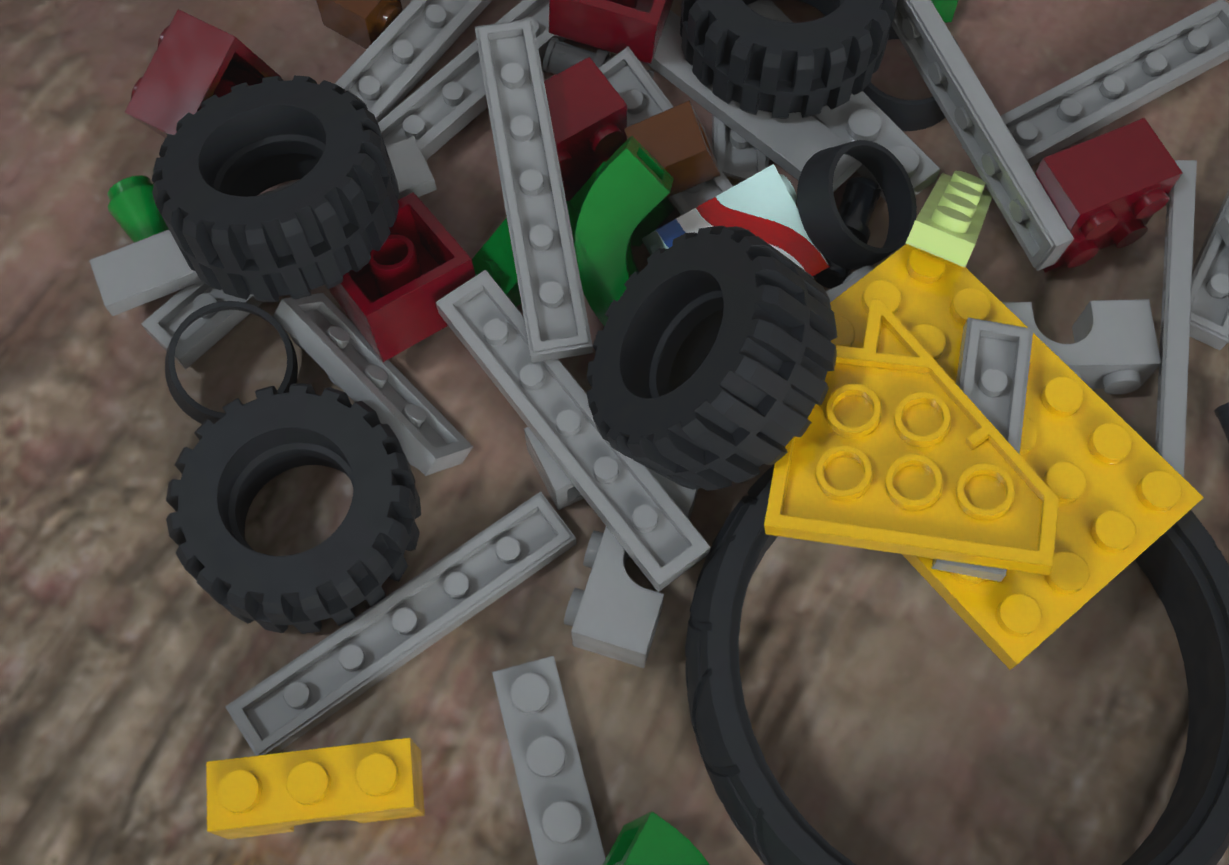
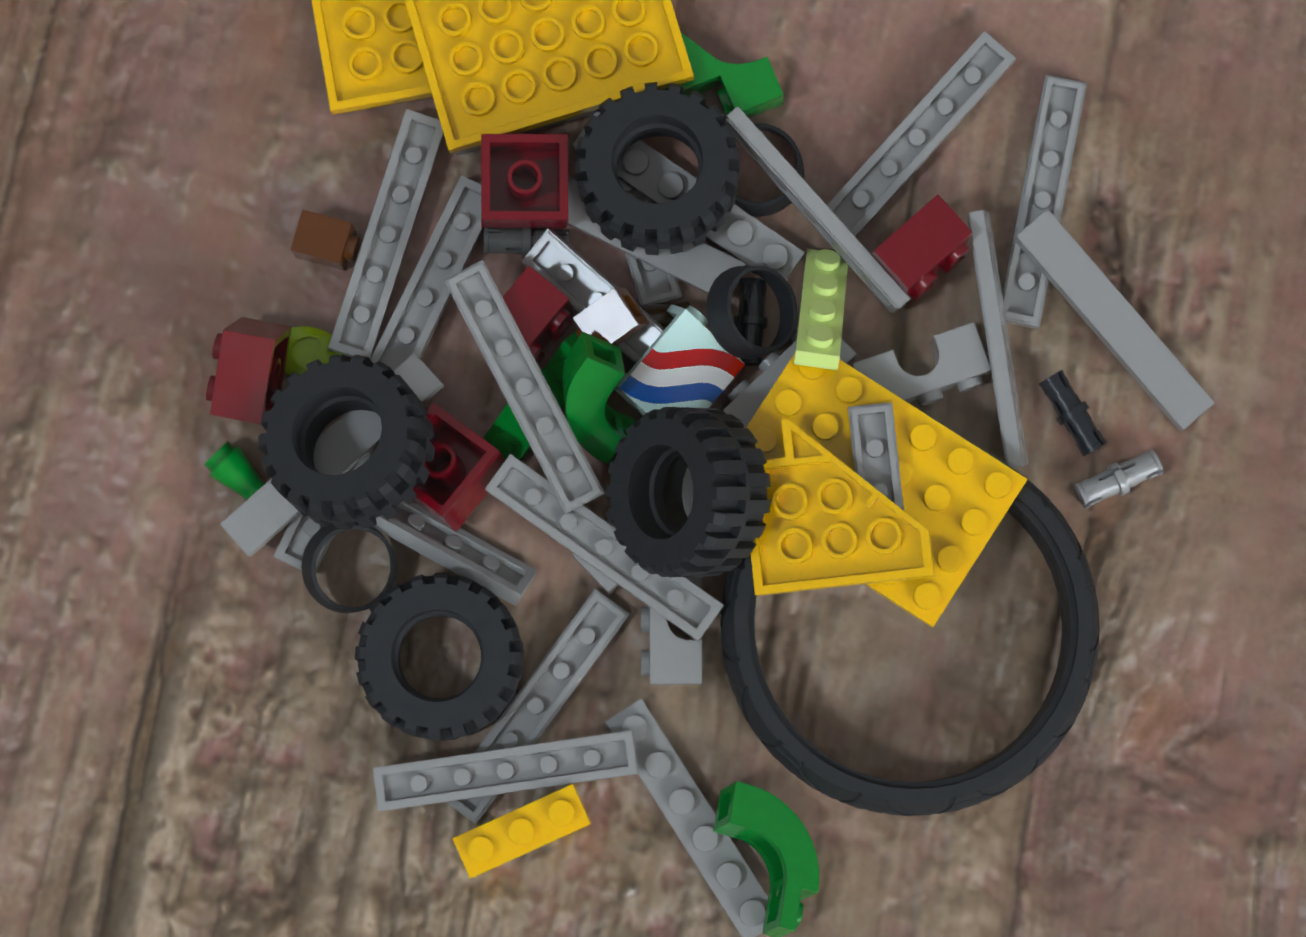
camera: 15 degrees left, 15 degrees up
(326, 692) = (505, 770): none -> light grey plate

